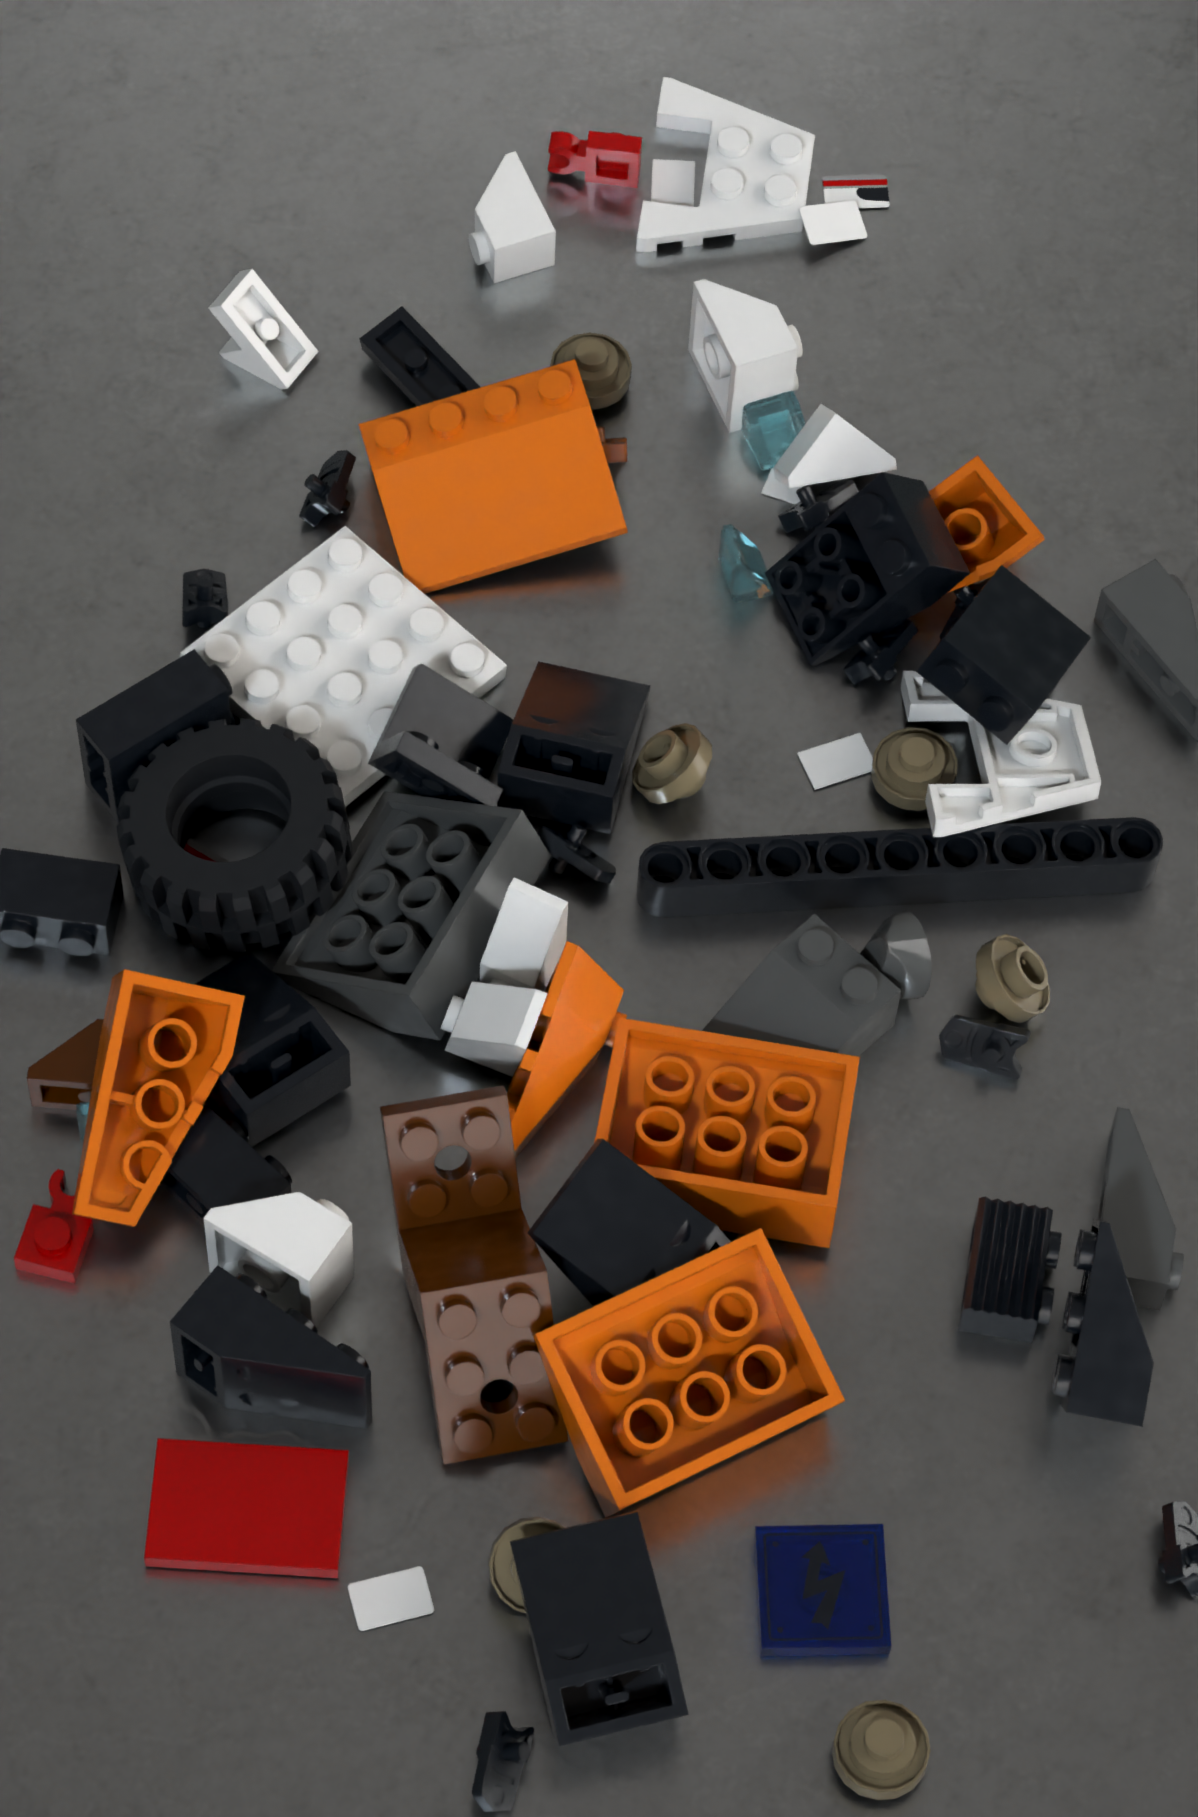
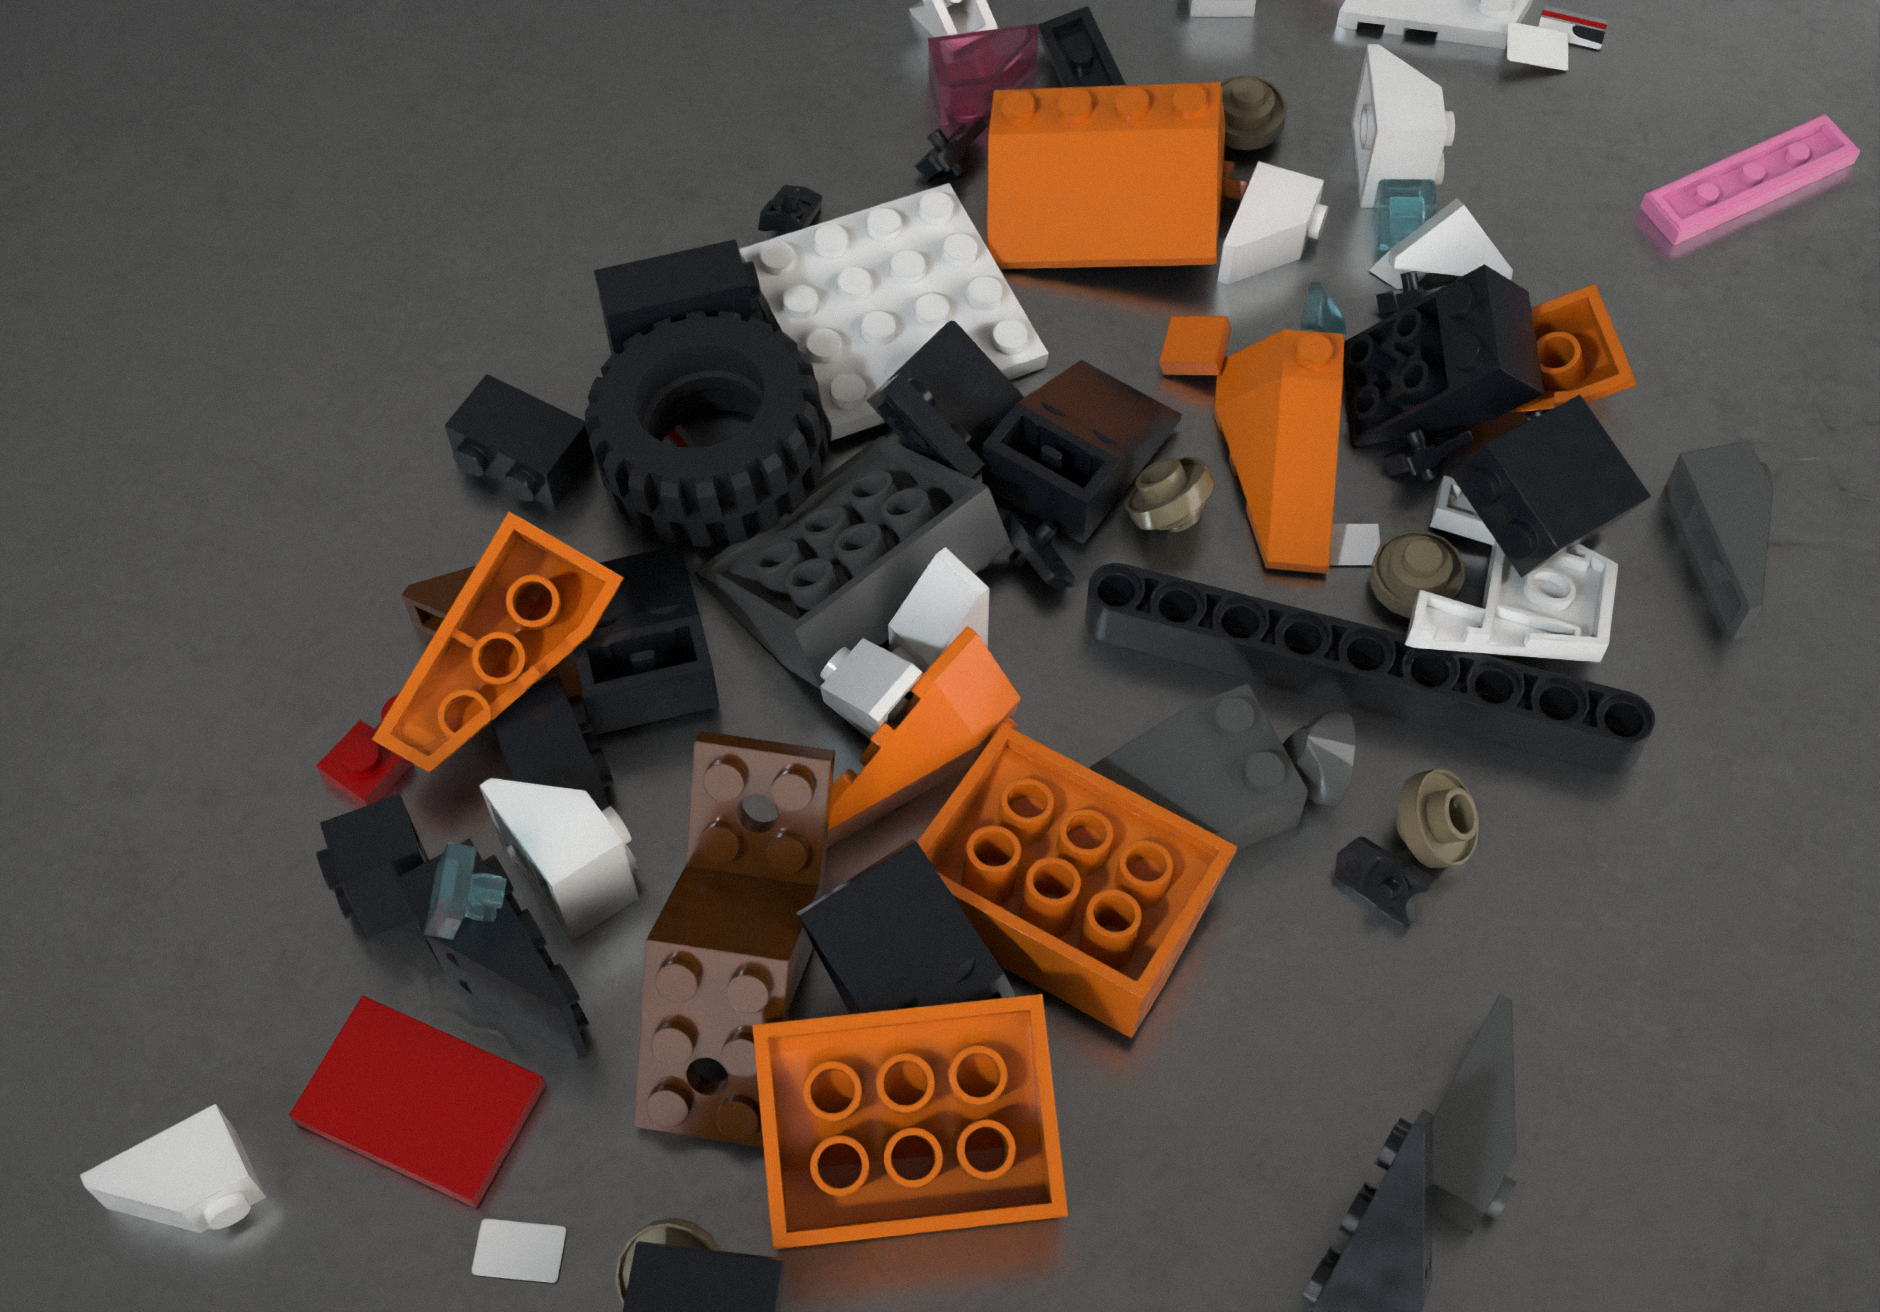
camera: 25 degrees right, 0 degrees up
(80, 1638) = (182, 1176): none -> white slope
(129, 1320) = (365, 857): none -> black brick
(240, 1309) = (461, 893): none -> clear light blue tile
(321, 404) = (974, 64): none -> clear pink slope
(636, 615) = (1195, 345): none -> orange tile
(660, 474) = (1272, 222): none -> white slope
(747, 670) = (1283, 436): none -> orange wedge
(1007, 1270) = (1312, 1131): black brick -> none
(1068, 301) = (1749, 179): none -> bright pink tile

